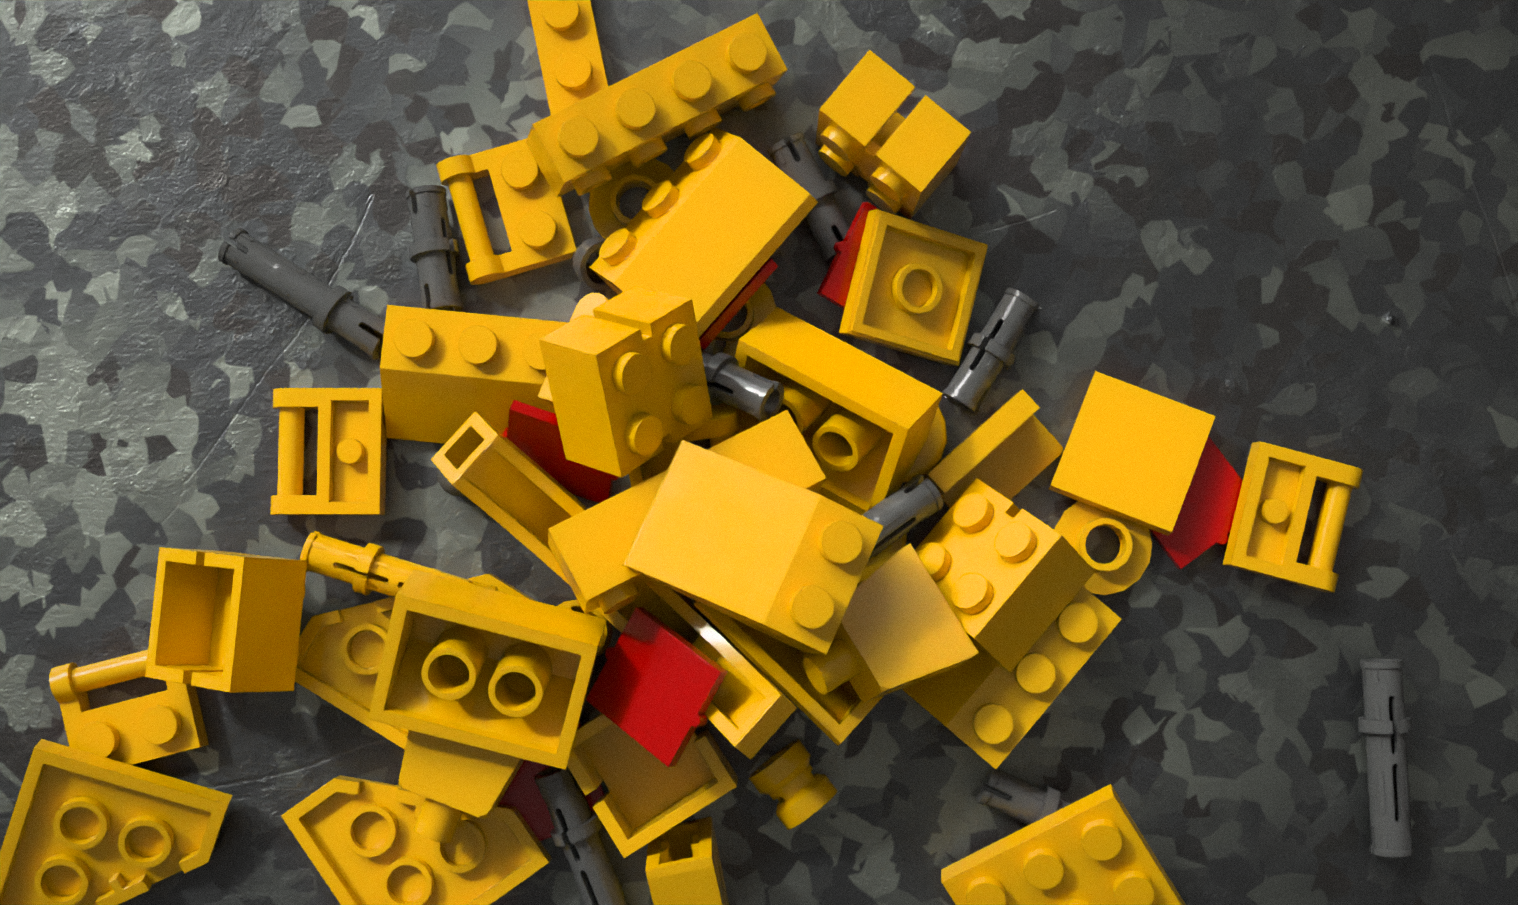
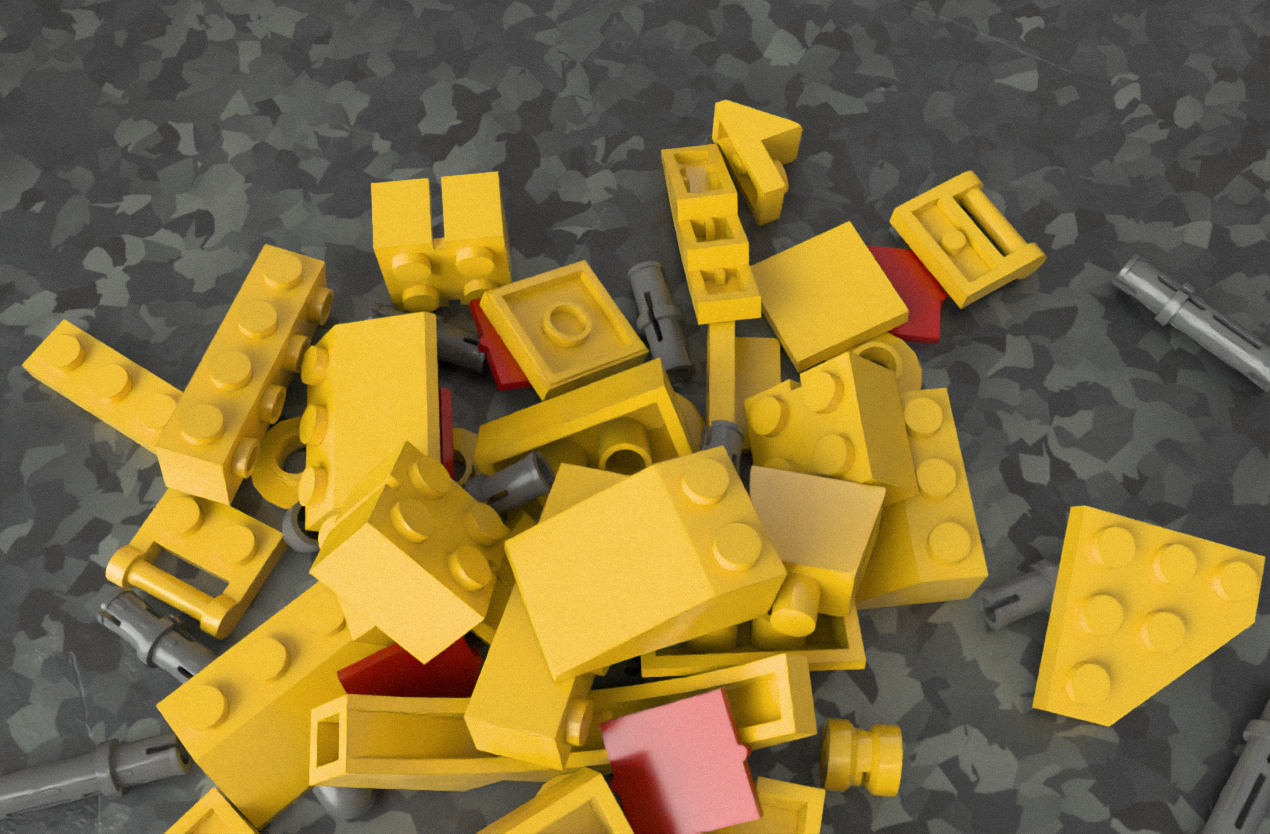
camera: 50 degrees left, 20 degrees down
(1100, 318) = (710, 235): none -> yellow slope
(1213, 274) = (754, 151): none -> yellow slope

